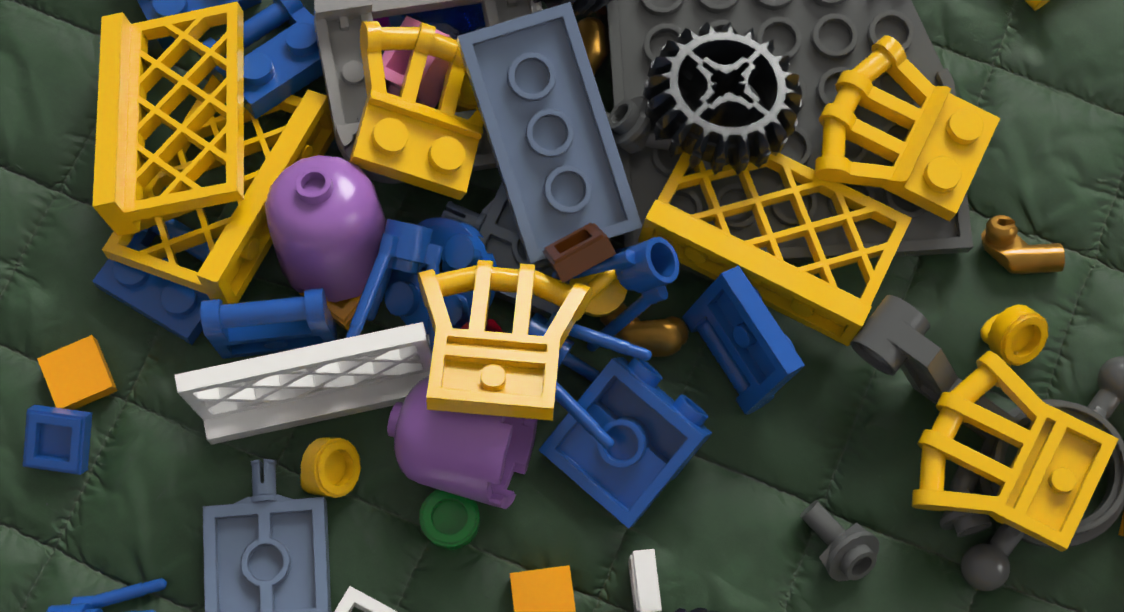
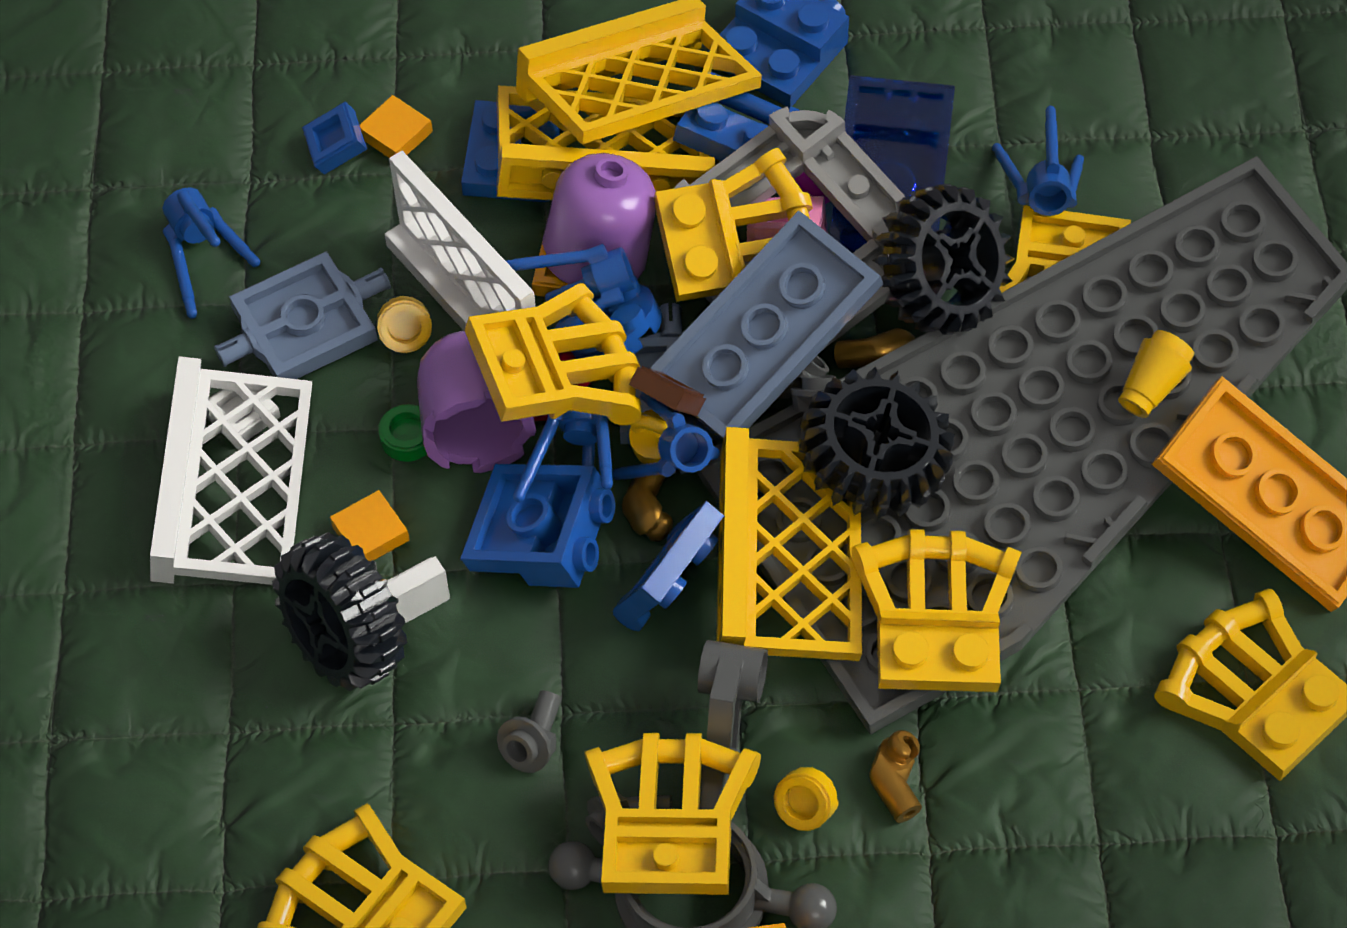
camera: 65 degrees right, 15 degrees down
(267, 324) = (493, 214): blue plate -> none

